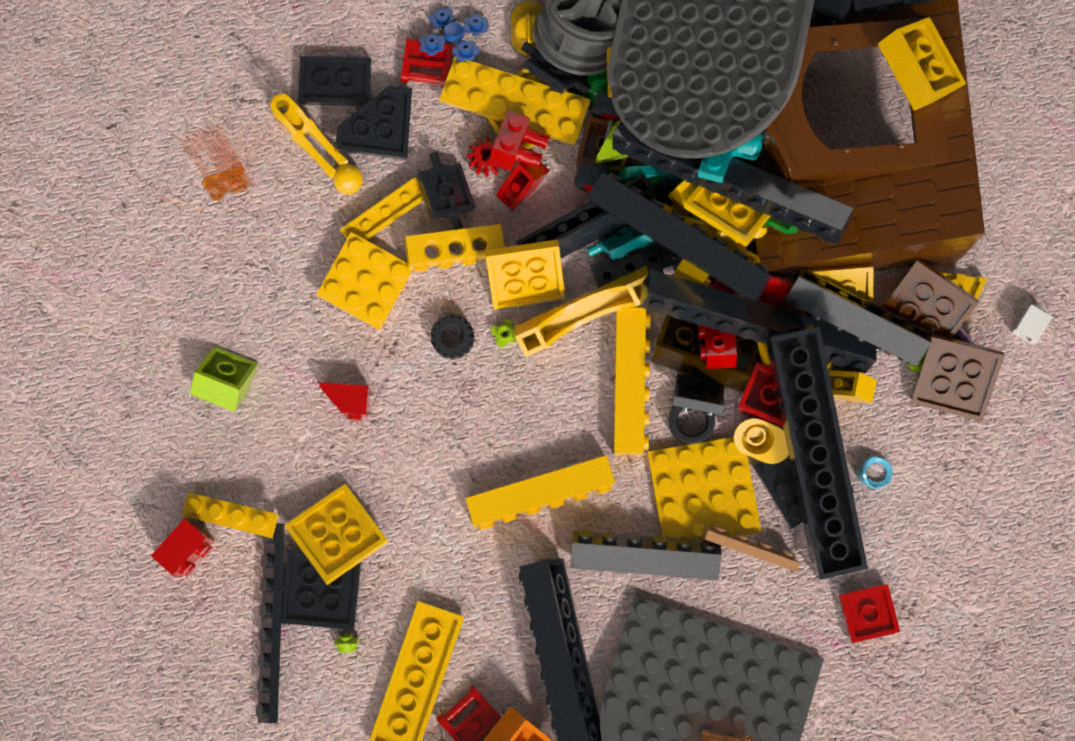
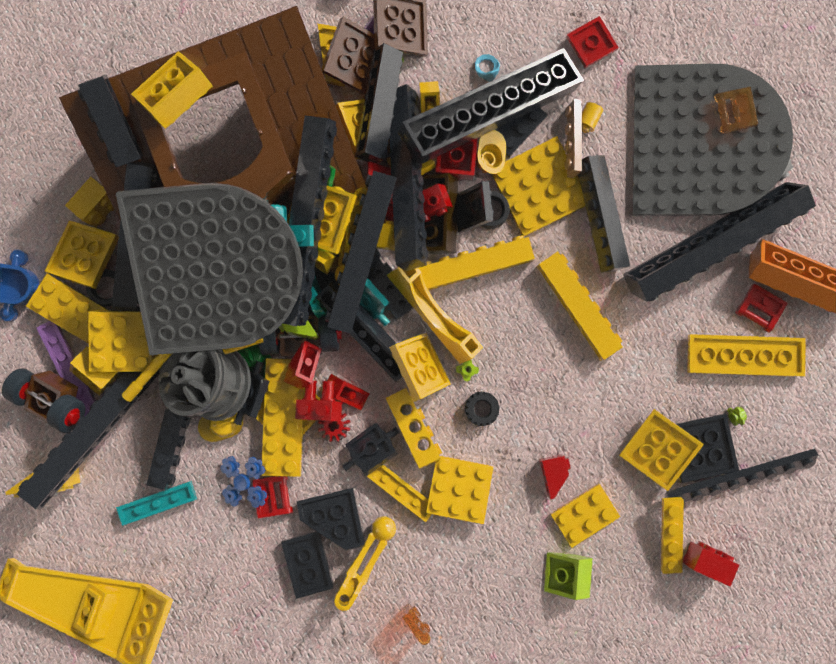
camera: 110 degrees left, 5 degrees up
(286, 421) = (585, 515): none -> yellow plate
(567, 136) = (303, 366): none -> red slope
(772, 578) = (590, 116): none -> yellow brick

